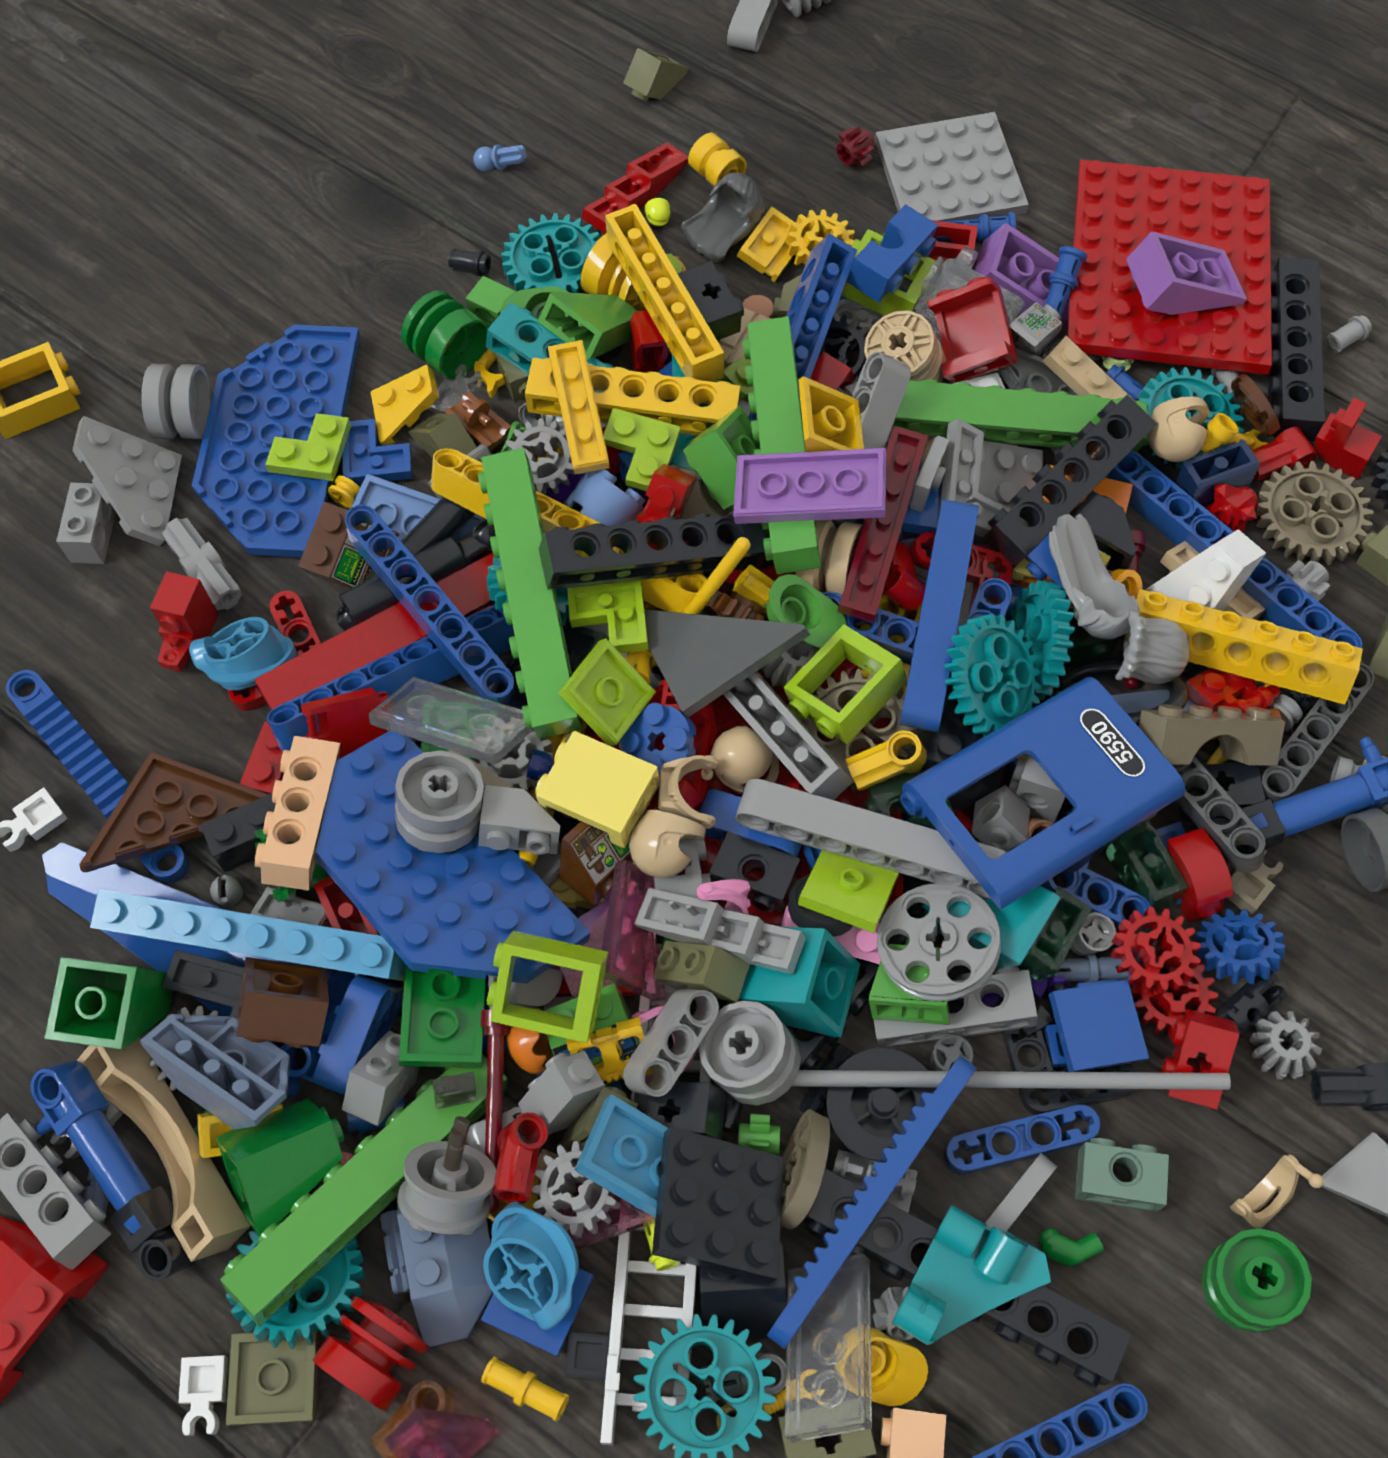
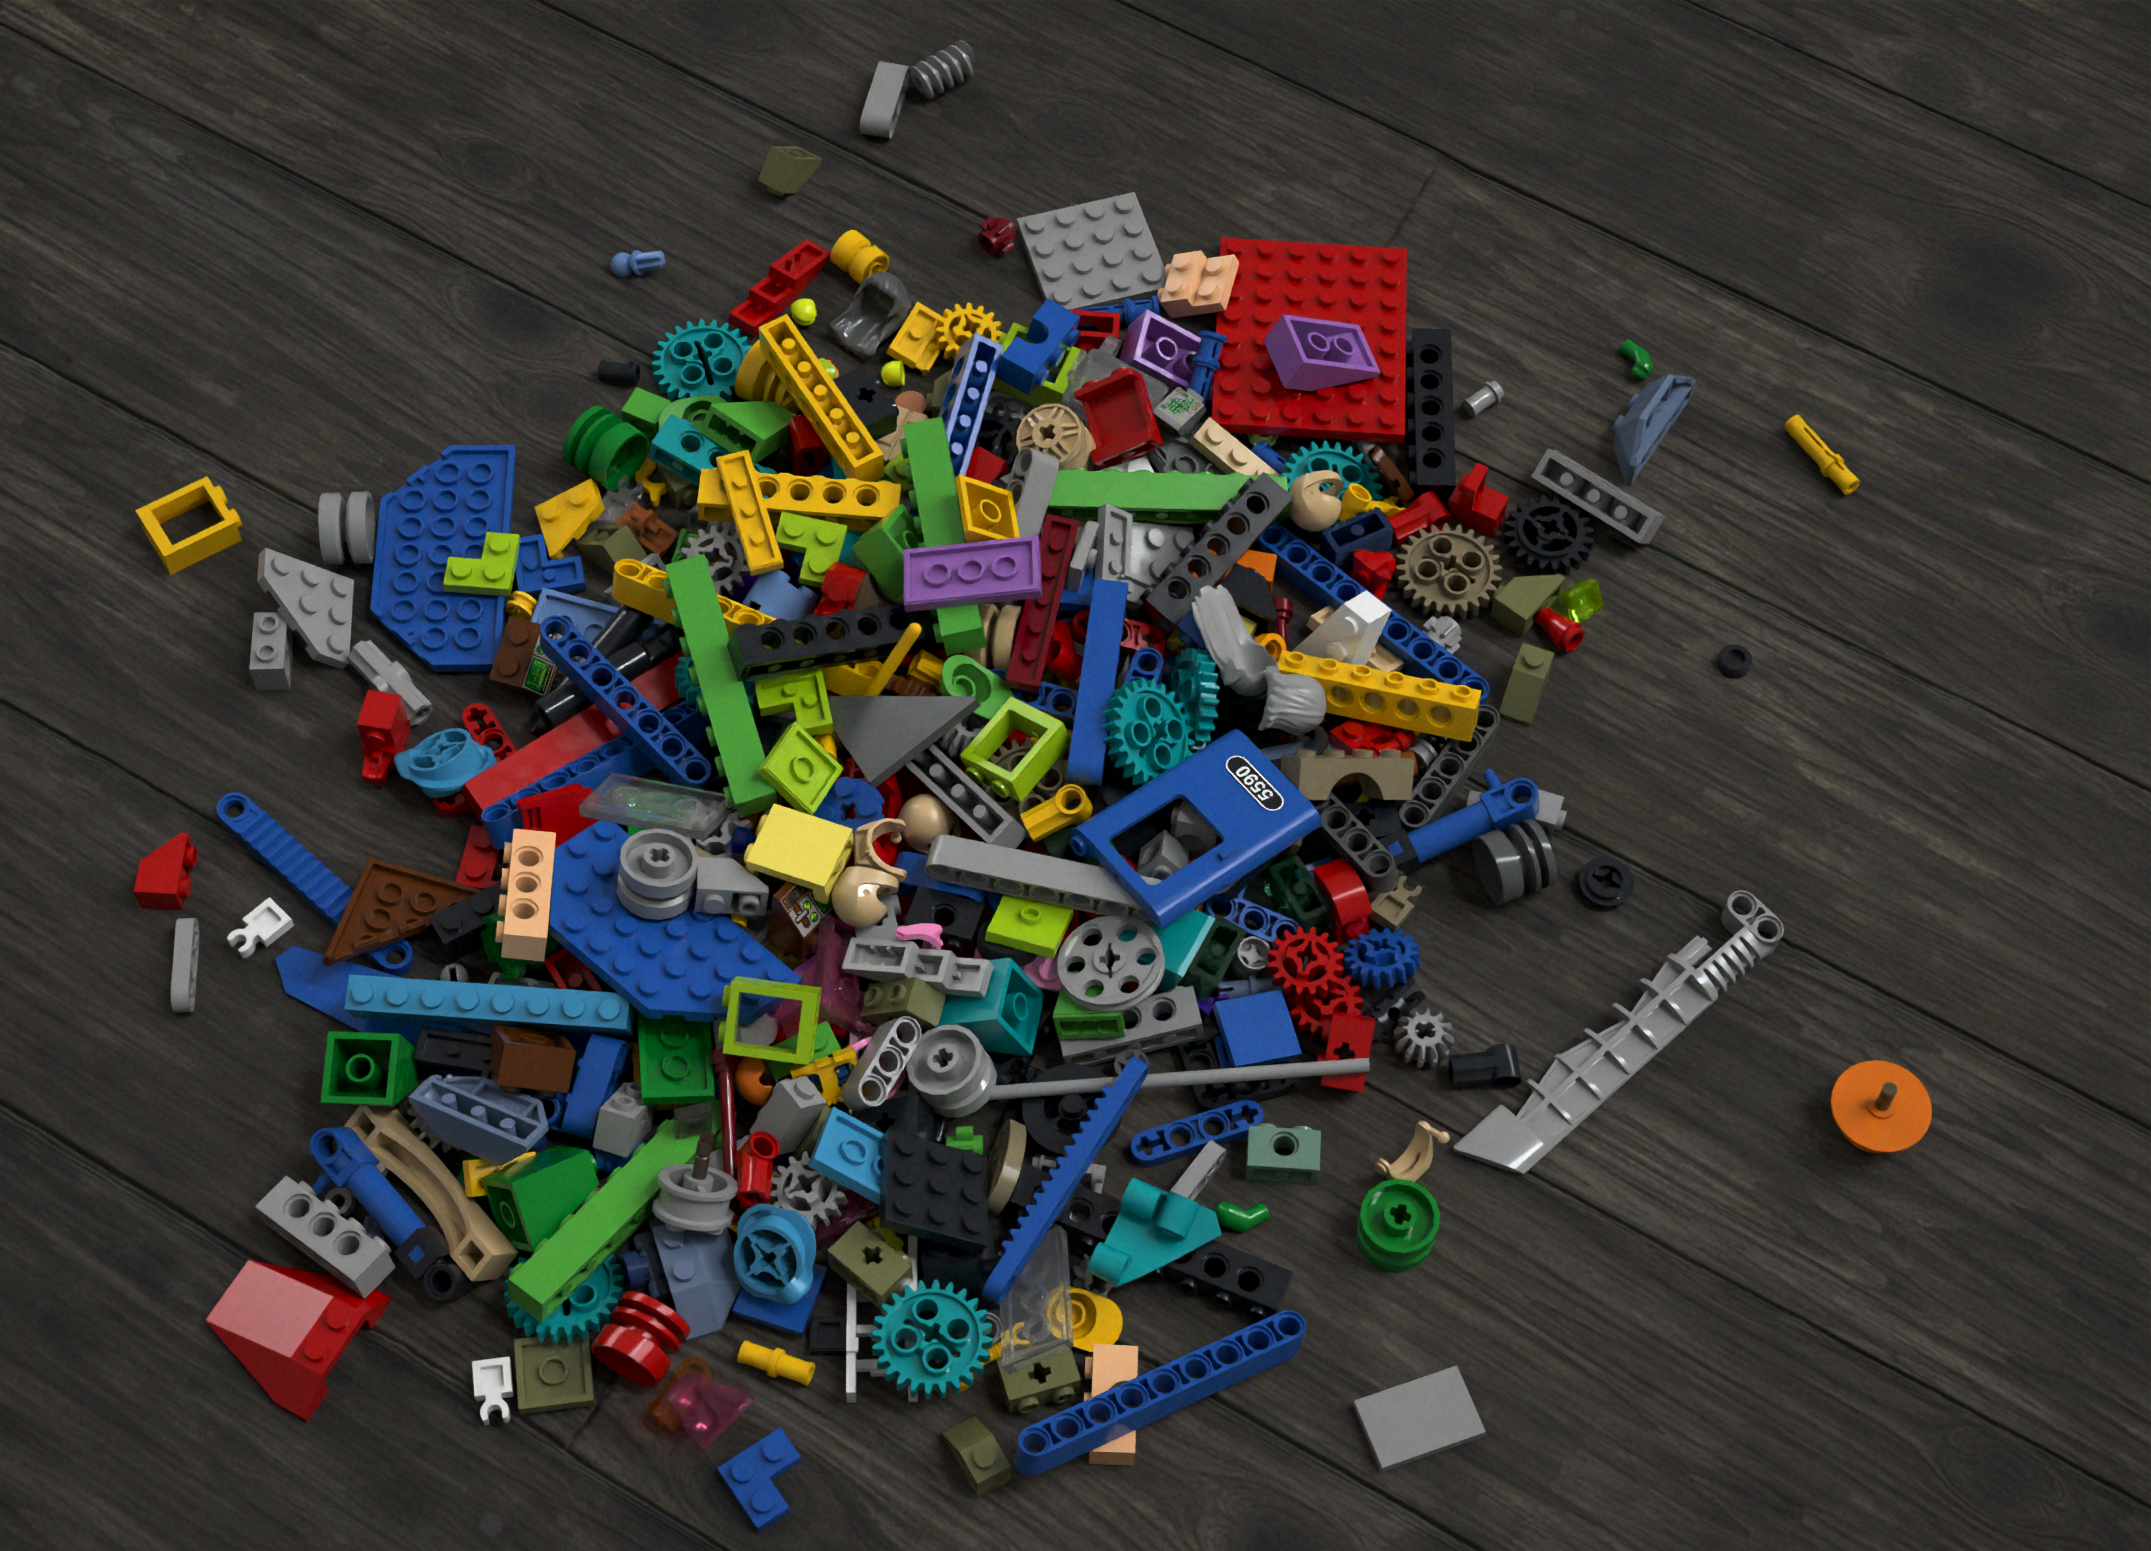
camera: 10 degrees left, 5 degrees down
(372, 1263) = (634, 1269): none -> dark blue plate
(646, 1309) = (874, 1281): none -> olive brick
(742, 277) = (893, 373): none -> neon yellow hinge
(1056, 203) = (1197, 284): none -> light nougat plate

